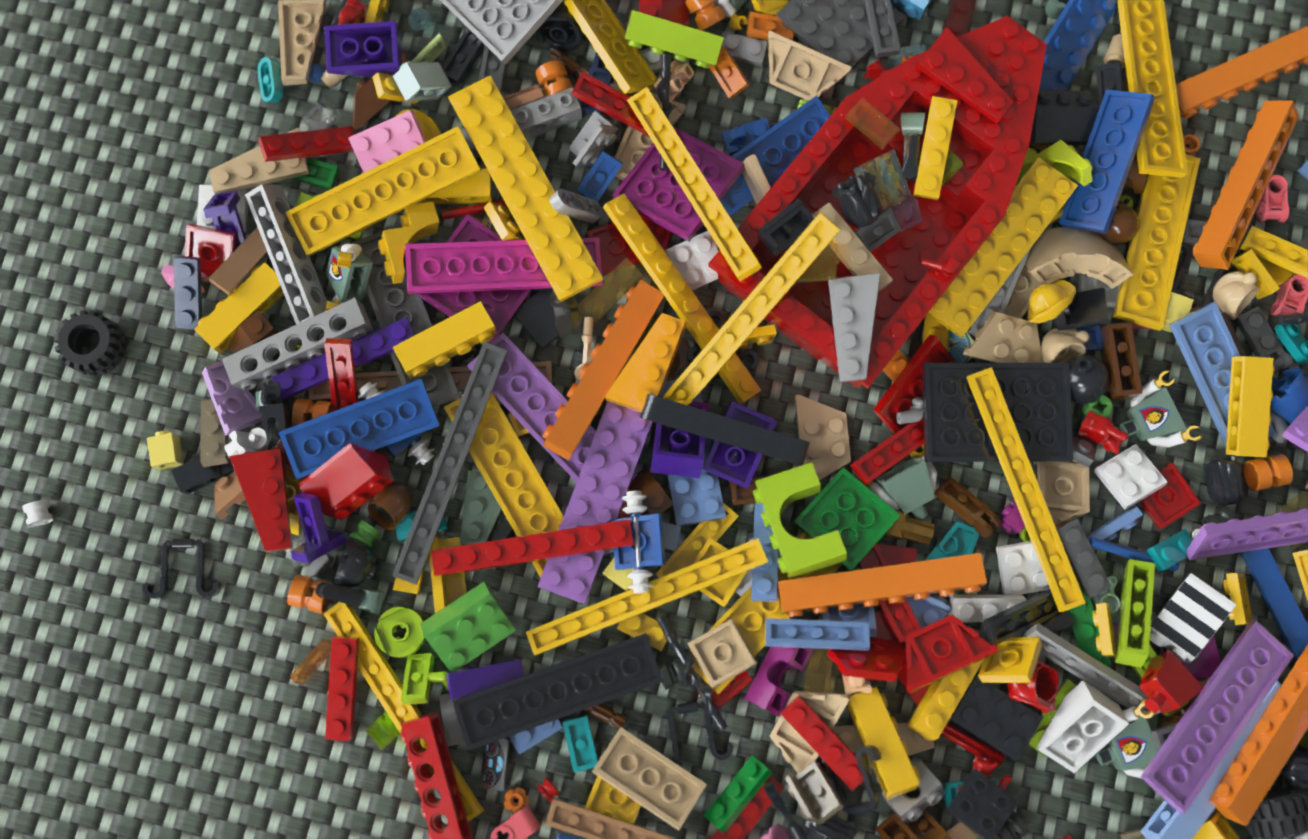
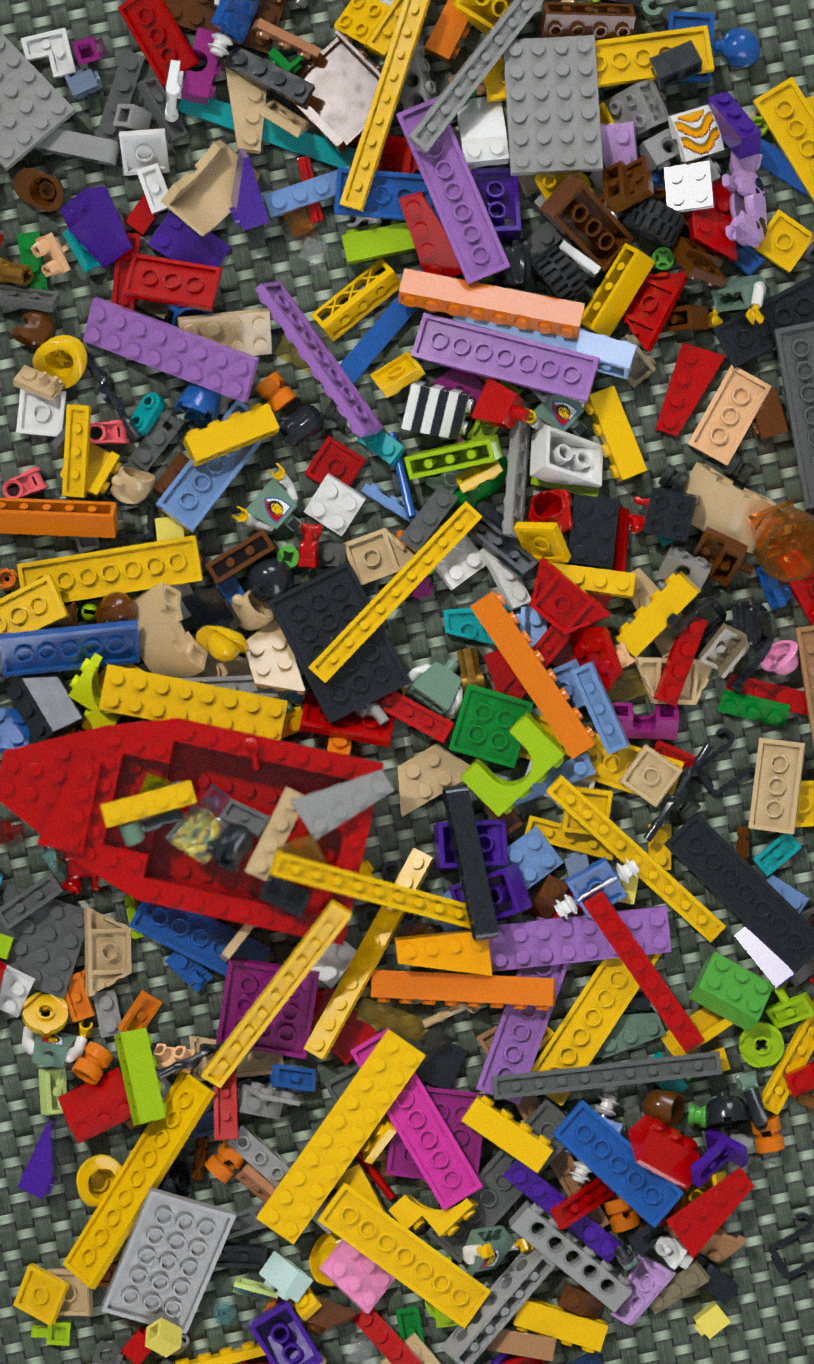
camera: 115 degrees left, 10 degrees up
(576, 206) = (340, 1086): light grey beam -> none
(872, 123) = (154, 866): clear orange tile -> none
(968, 507) = (428, 630): reddish brown hinge -> none
(1083, 791) = (615, 434): none -> yellow brick

